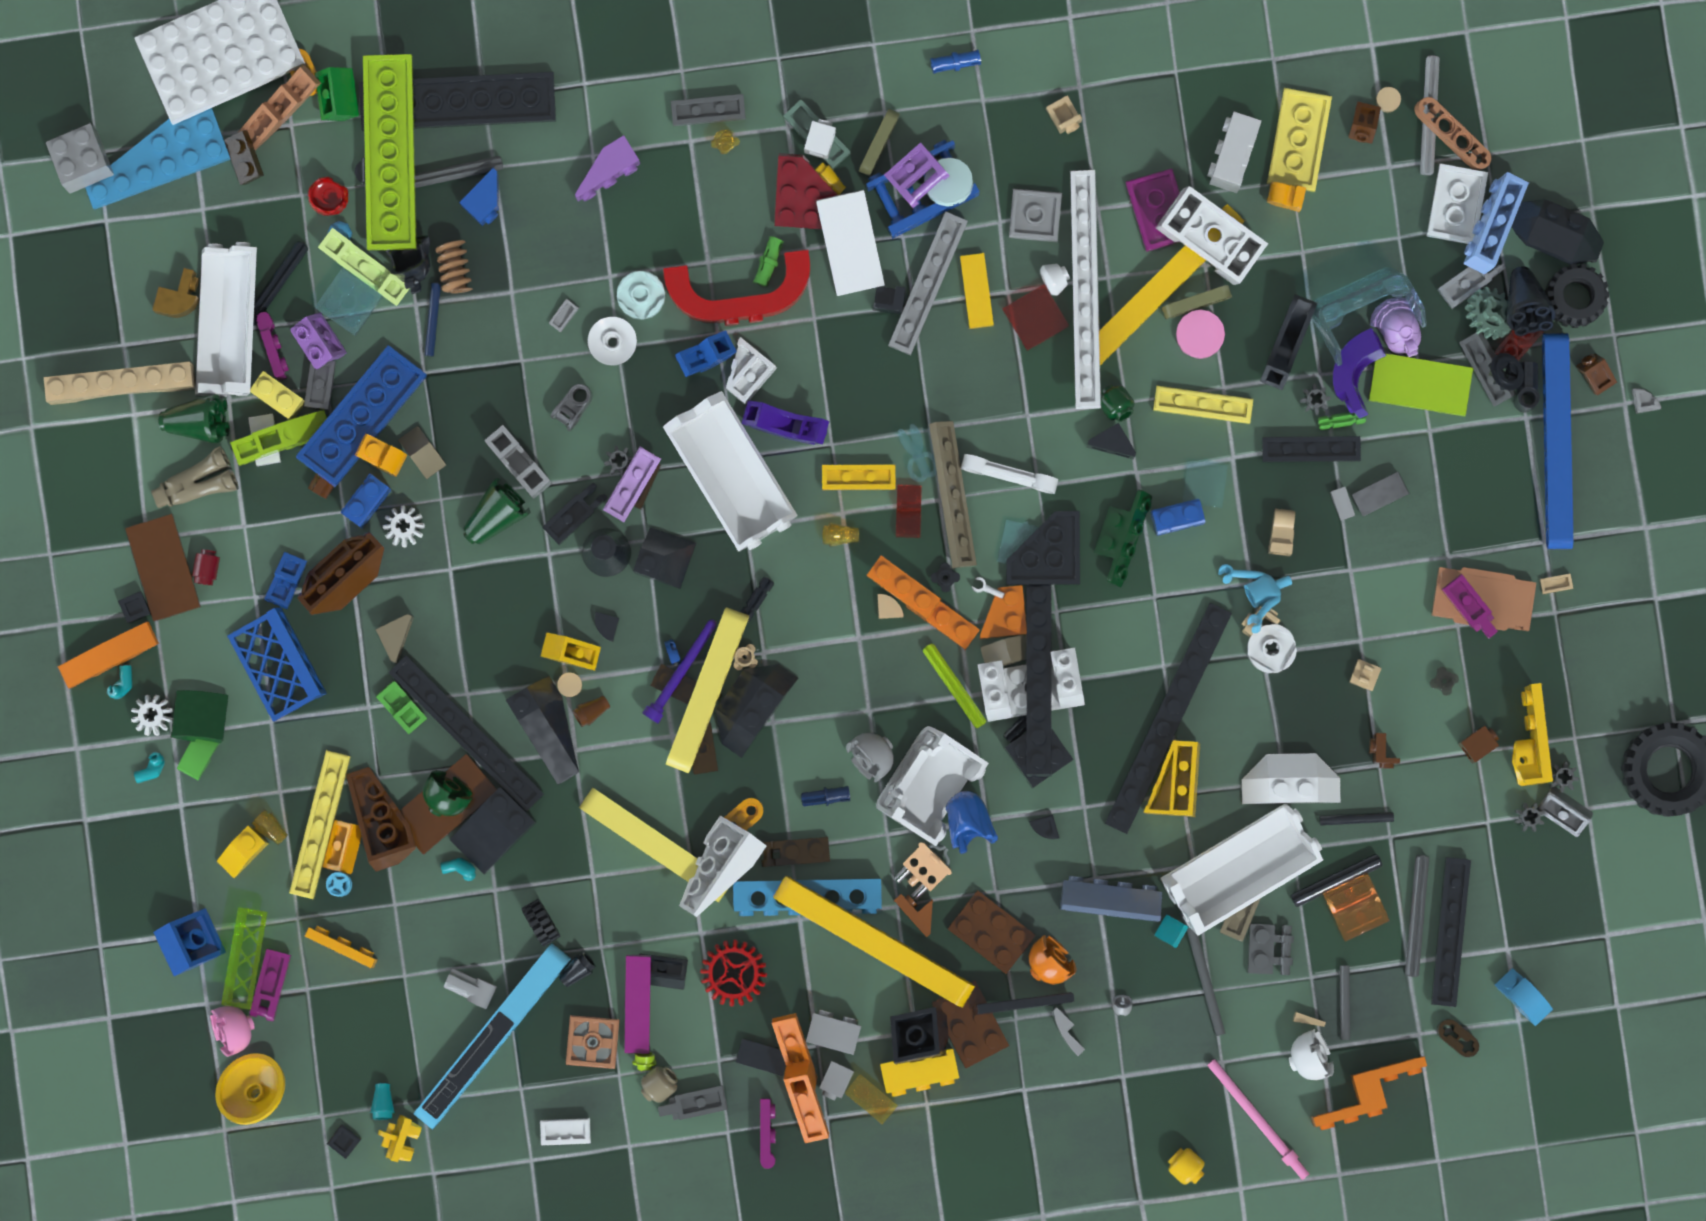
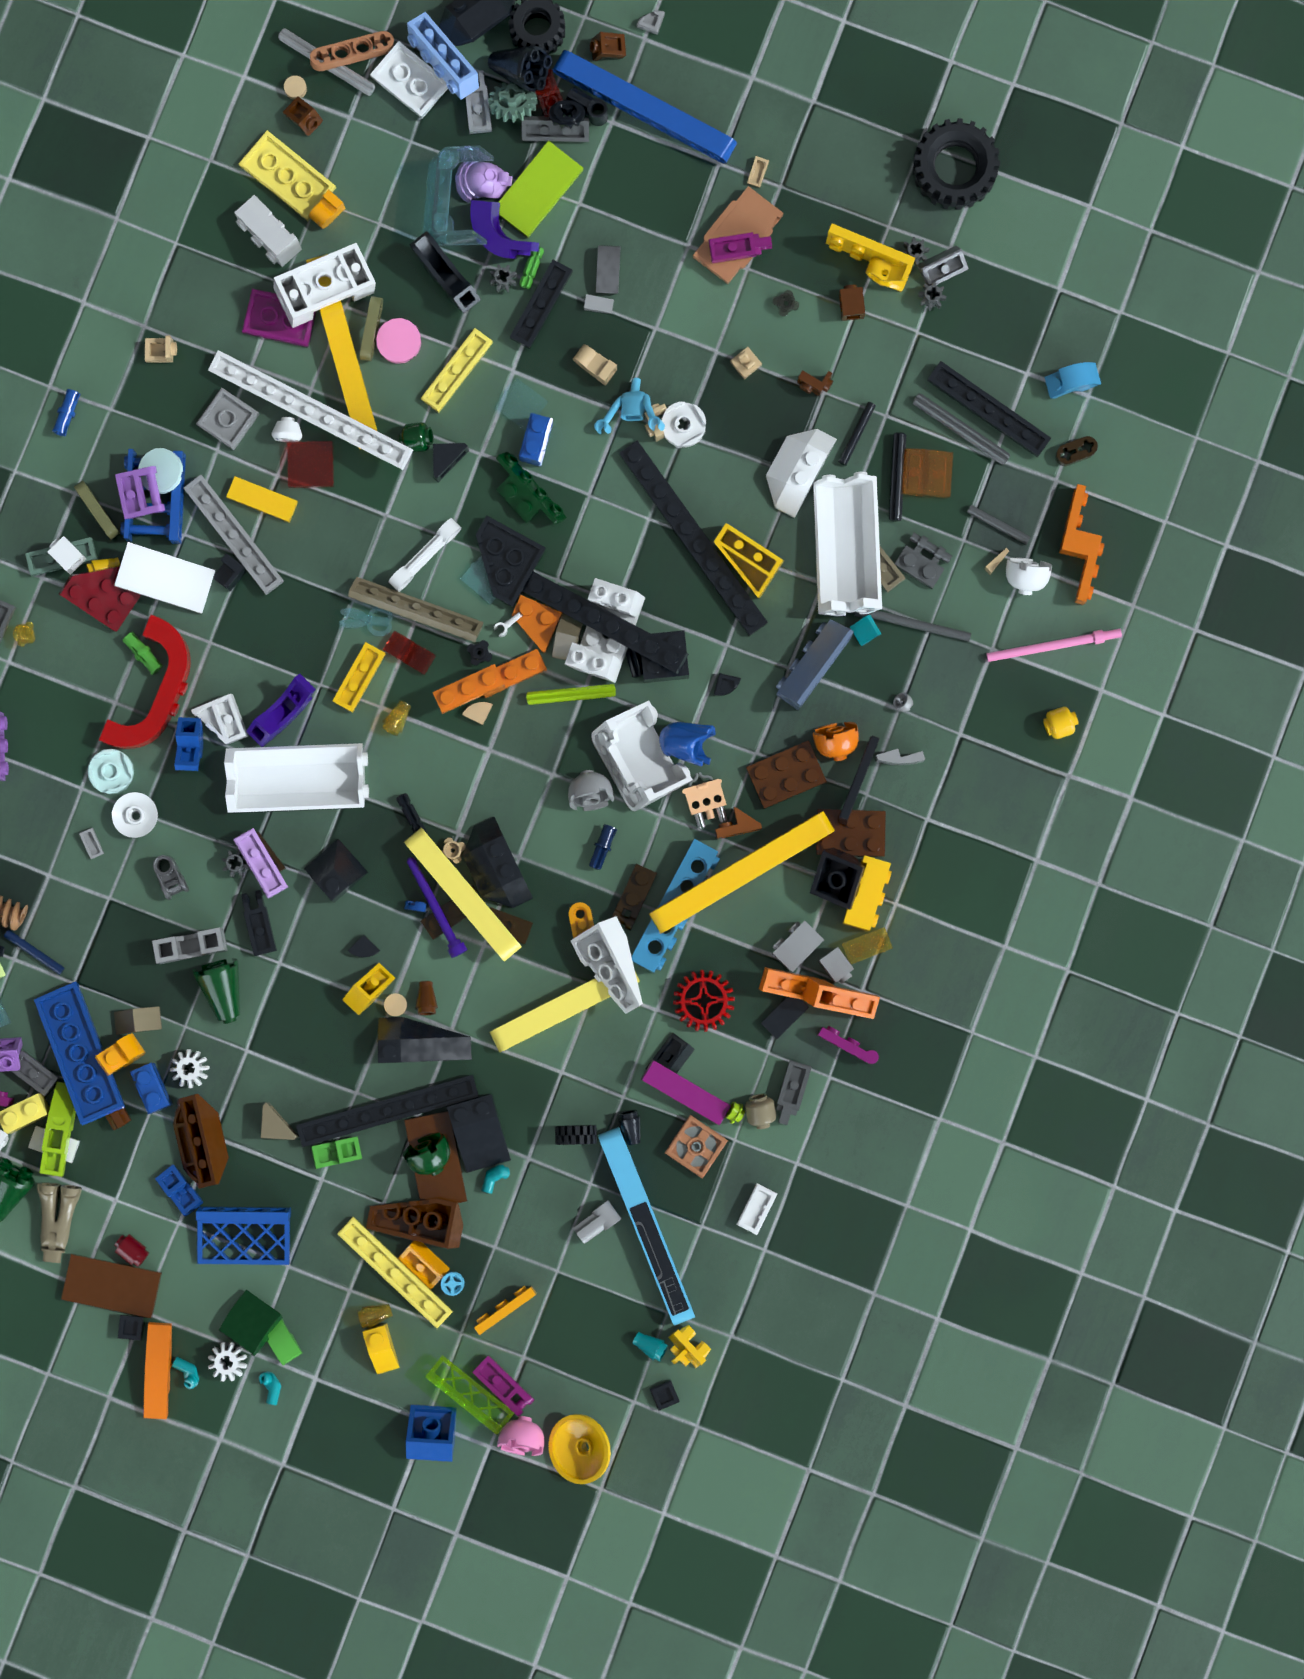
camera: 60 degrees left, 0 degrees up
(606, 552) = (304, 915): black cone -> none

